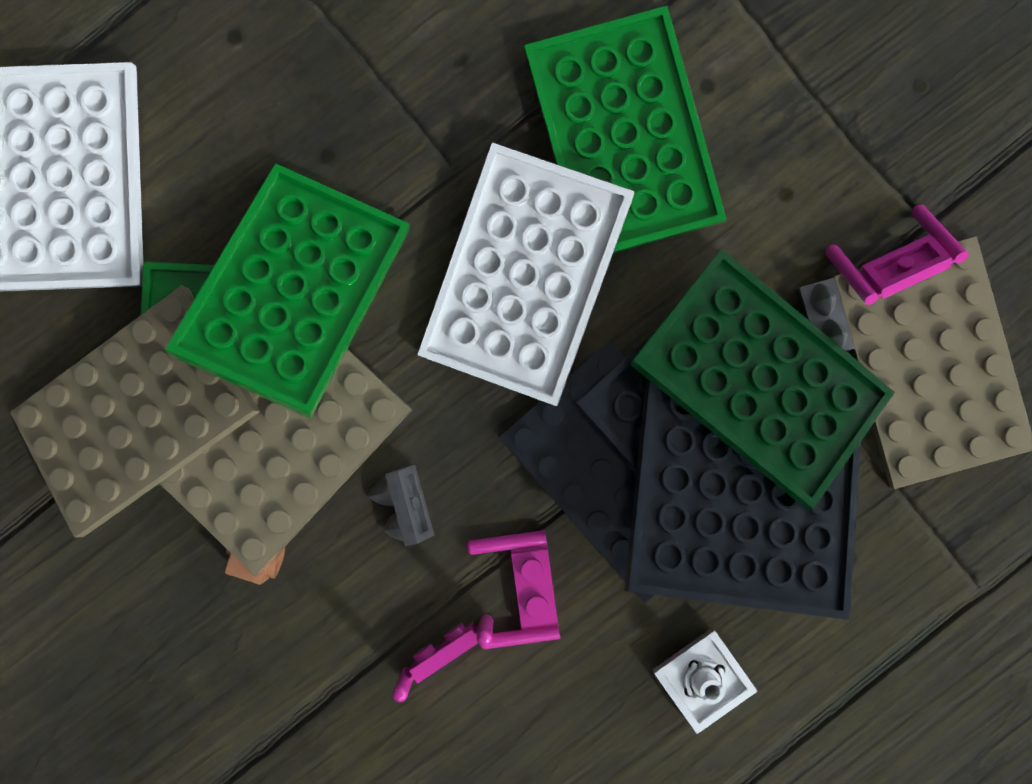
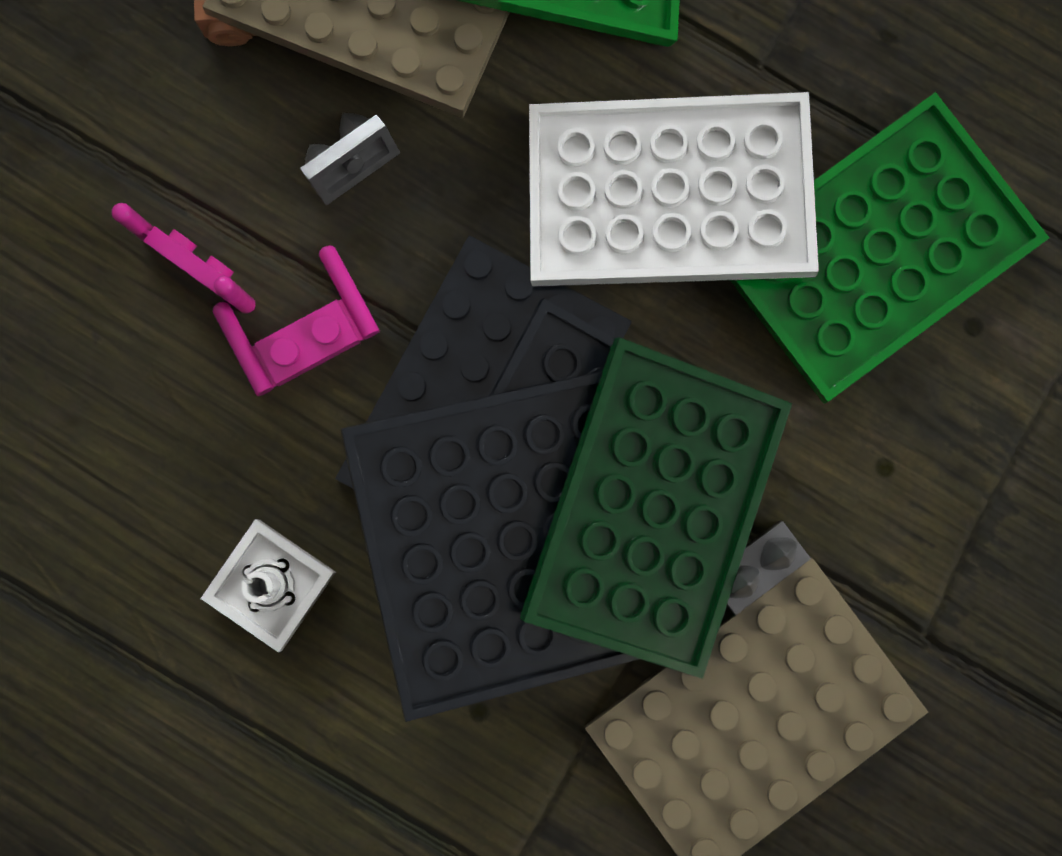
camera: 75 degrees right, 5 degrees down
(905, 265) = (859, 630): dark pink plate -> none

